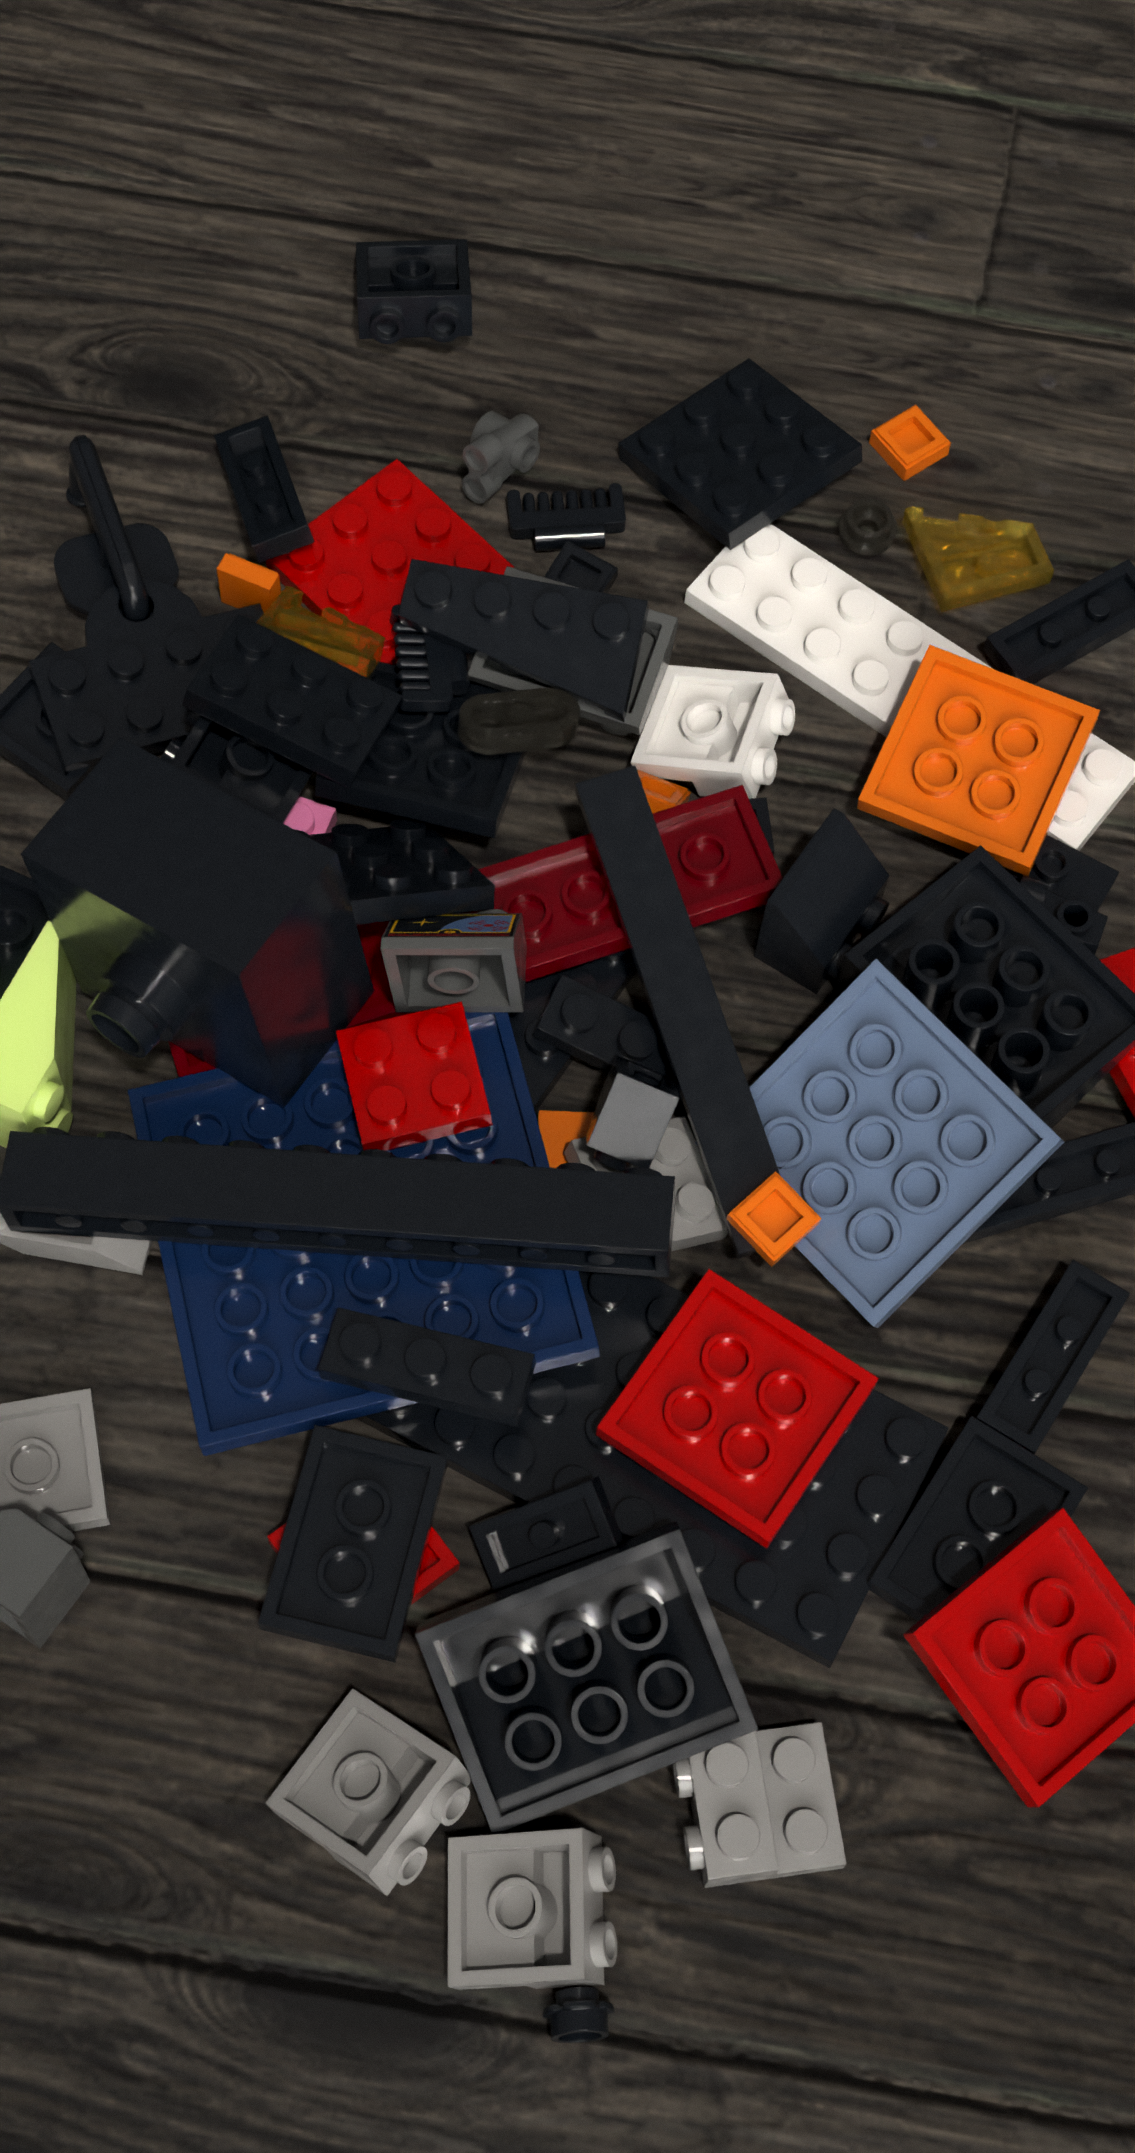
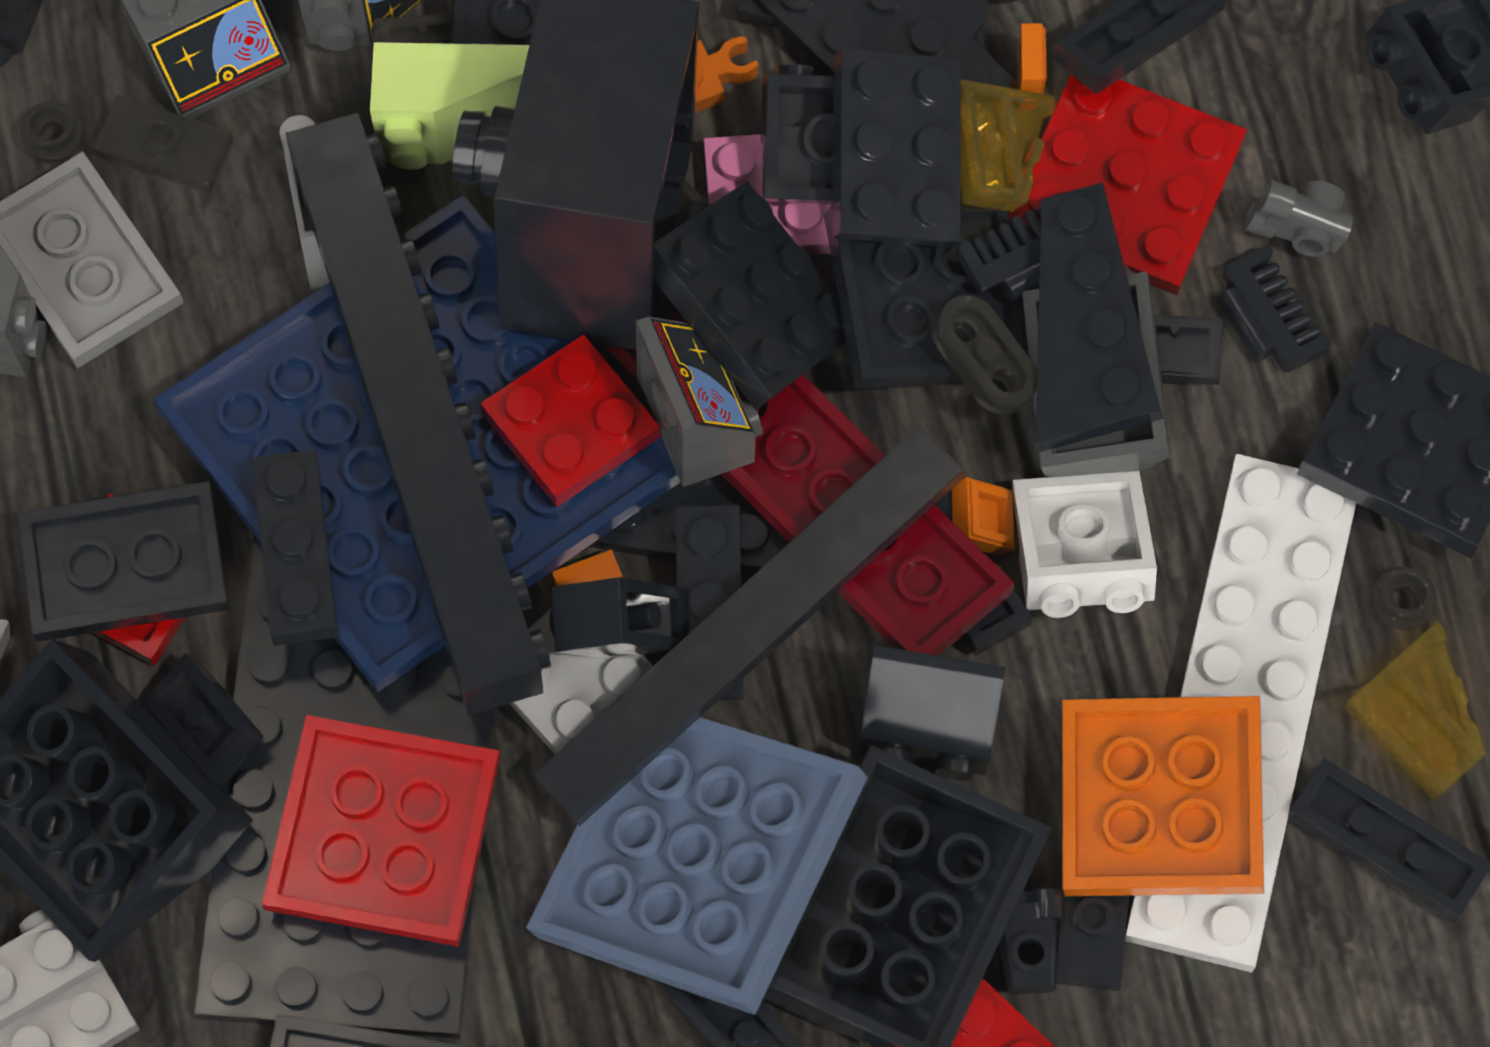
camera: 70 degrees right, 5 degrees up
(773, 1218) = (575, 789): orange tile -> none

